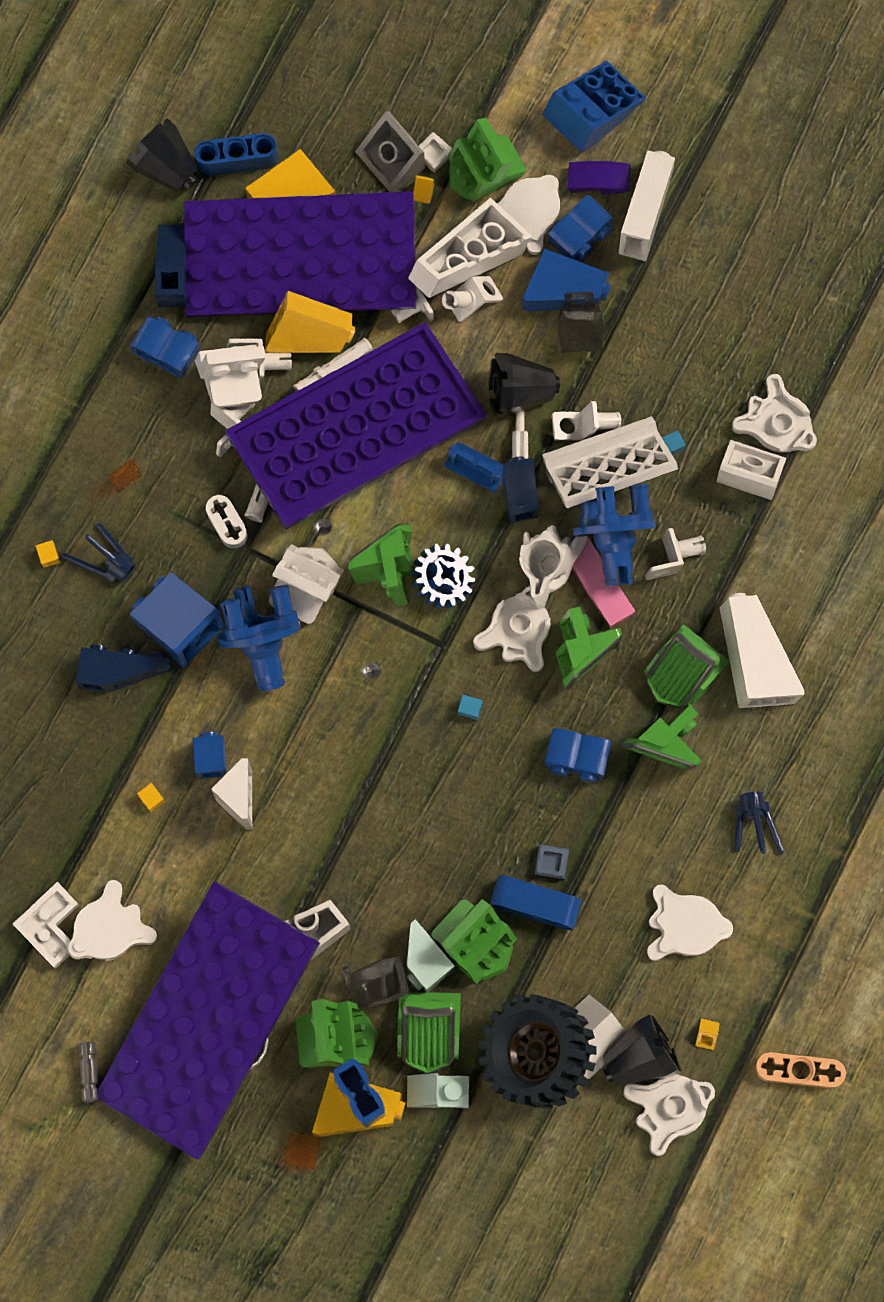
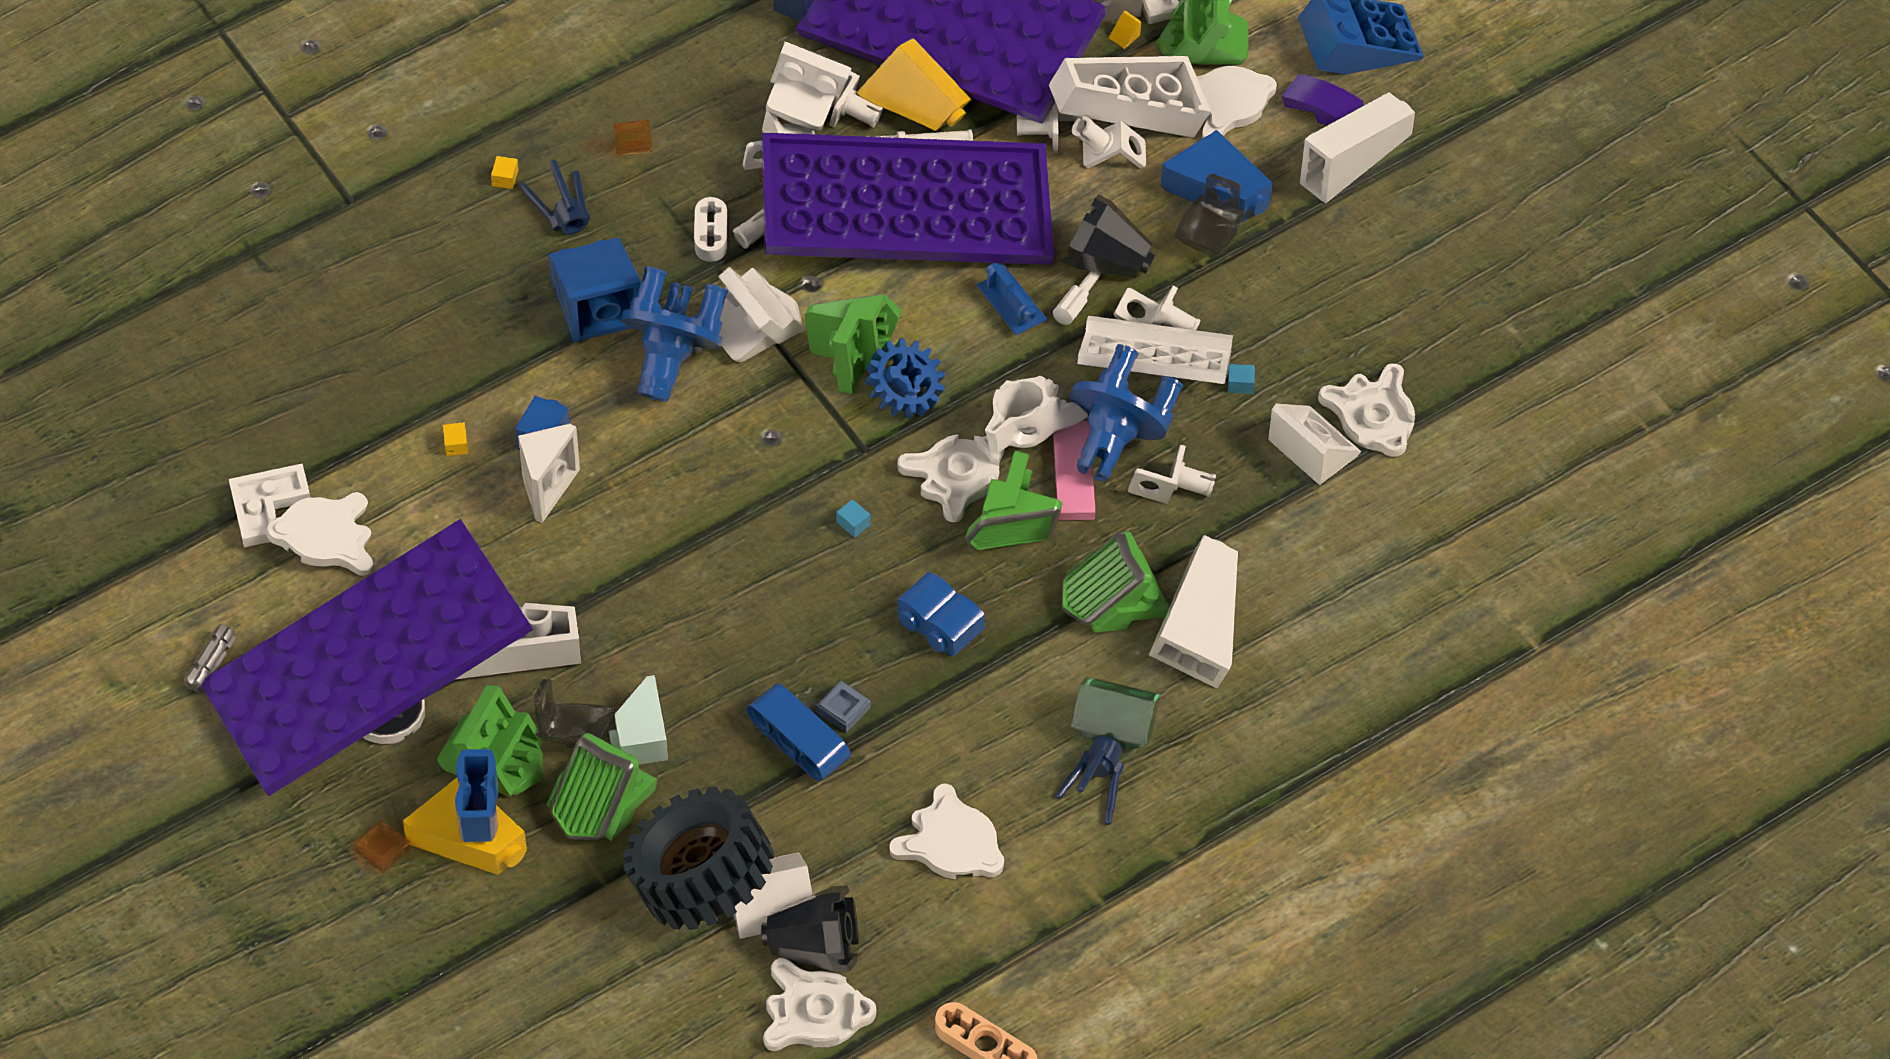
camera: 25 degrees right, 20 degrees down
(113, 670) = (499, 304): dark blue slope -> none
(165, 347) = (752, 42): blue brick -> none
(437, 1091) = (569, 863): light aqua slope -> none
(476, 940) = (709, 733): bright green piece -> none
(520, 489) = (1040, 327): dark blue slope -> none
(581, 229) = (1270, 135): blue brick -> none
(663, 744) = (1045, 636): bright green piece -> none
(707, 1034) = (904, 958): yellow piece -> none
(744, 768) = (1115, 712): none -> clear green brick

